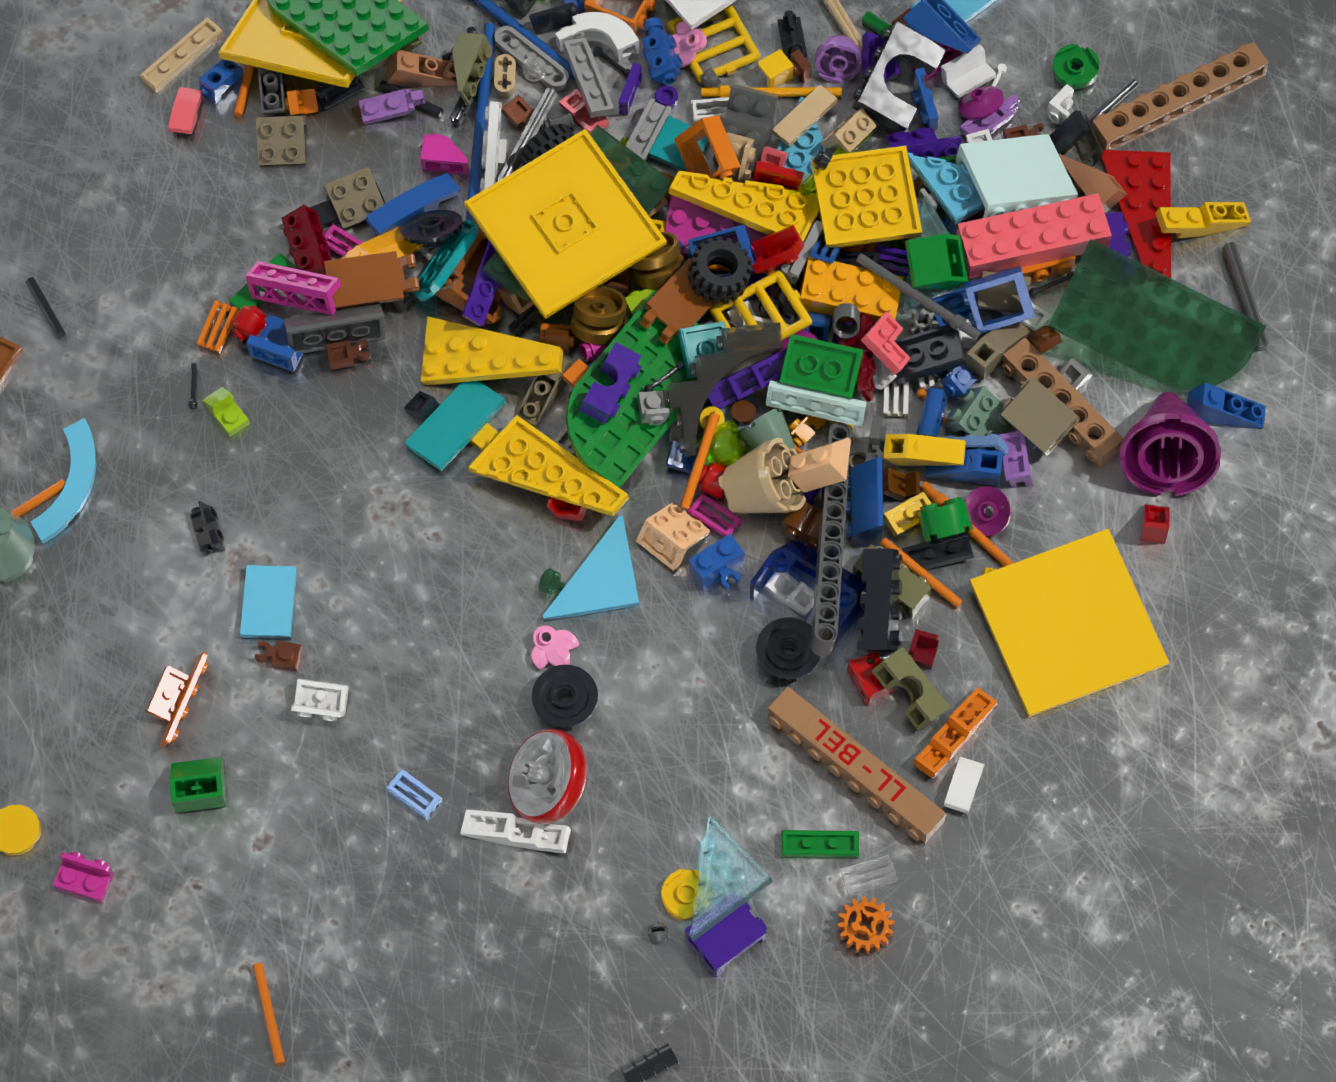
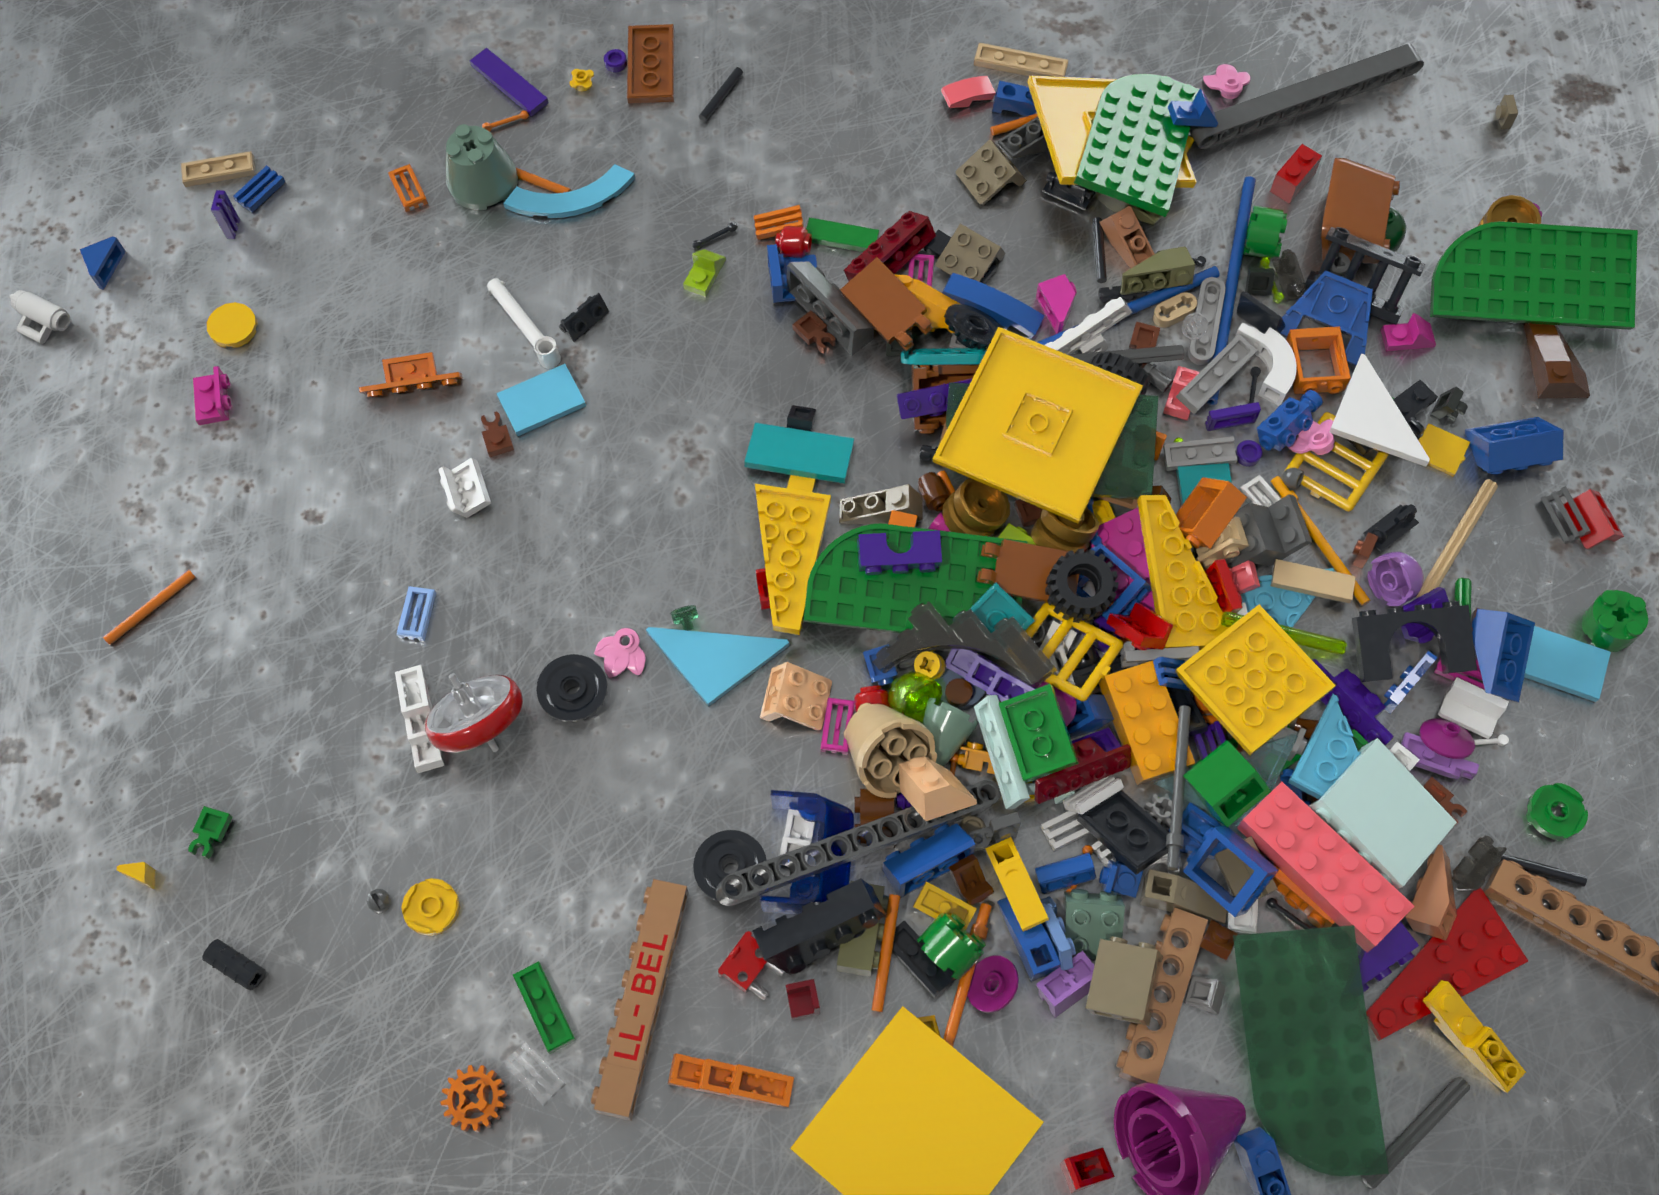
camera: 60 degrees right, 0 degrees up
(184, 579) = (540, 342): none -> white piece
(198, 784) = (335, 434): green slope -> none
(293, 281) = (841, 250): dark pink fence -> none
(301, 102) = (1032, 167): orange bracket -> none
(390, 105) = (1079, 236): medium lavender hinge -> none
(473, 354) = (873, 432): yellow wing -> none
(516, 1038) = (209, 827): none -> green plate
(650, 387) = (921, 590): black hinge -> none
(652, 407) = (900, 604): light grey bracket -> none
(700, 460) = (878, 677): orange bar -> none
(717, 563) = (785, 752): blue brick -> none
(725, 879) = (451, 935): clear light blue tile -> none
(729, 938) = (401, 965): dark purple panel -> none
(776, 68) = (1344, 529): yellow panel -> none
(822, 159) = (1262, 613): black plate -> none
(848, 310) = (1097, 730): dark grey piece -> none
(850, 131) = (1323, 631): tan bracket -> none
(881, 342) = (1103, 778): coral plate -> none
(902, 671) = (742, 1033): olive arch -> none
(963, 785) = (677, 1119): white slope -> none
(1060, 104) = (1505, 817): white bracket -> none
(1069, 132) = (1471, 842): black tile -> none

